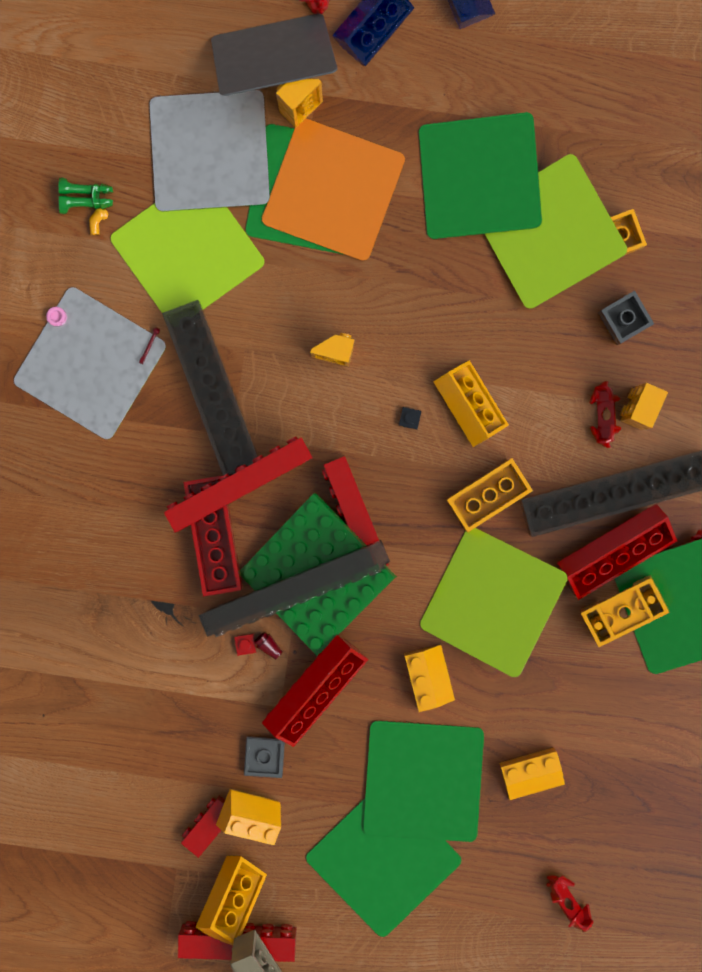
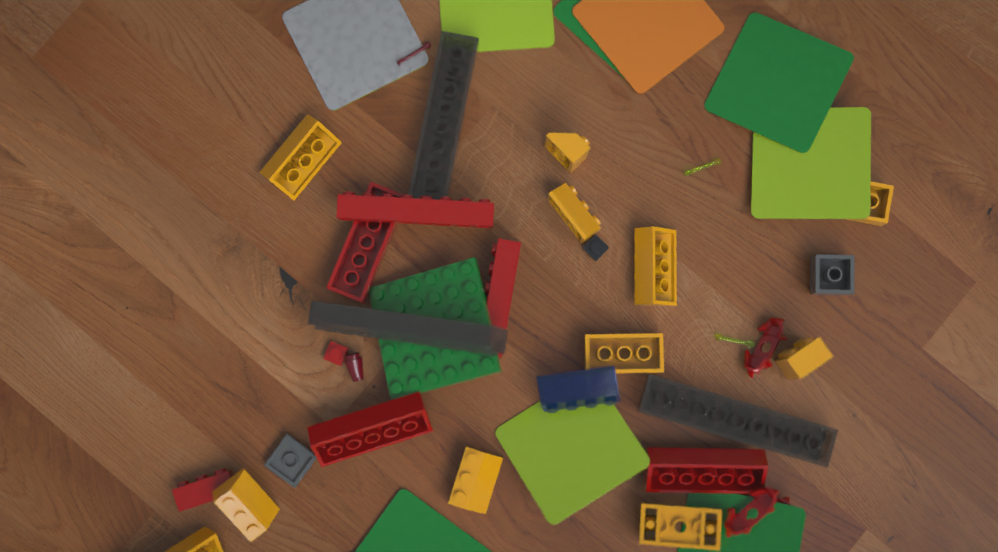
camera: 30 degrees right, 5 degrees down
(109, 497) = (300, 157): none -> light orange slope
(373, 399) = (574, 212): none -> light orange slope
(469, 278) = (717, 161): none -> clear neon green hinge
(470, 549) = (578, 389): none -> clear blue slope
(591, 419) = (750, 344): none -> clear neon green hinge
(682, 549) = (763, 502): none -> red piece

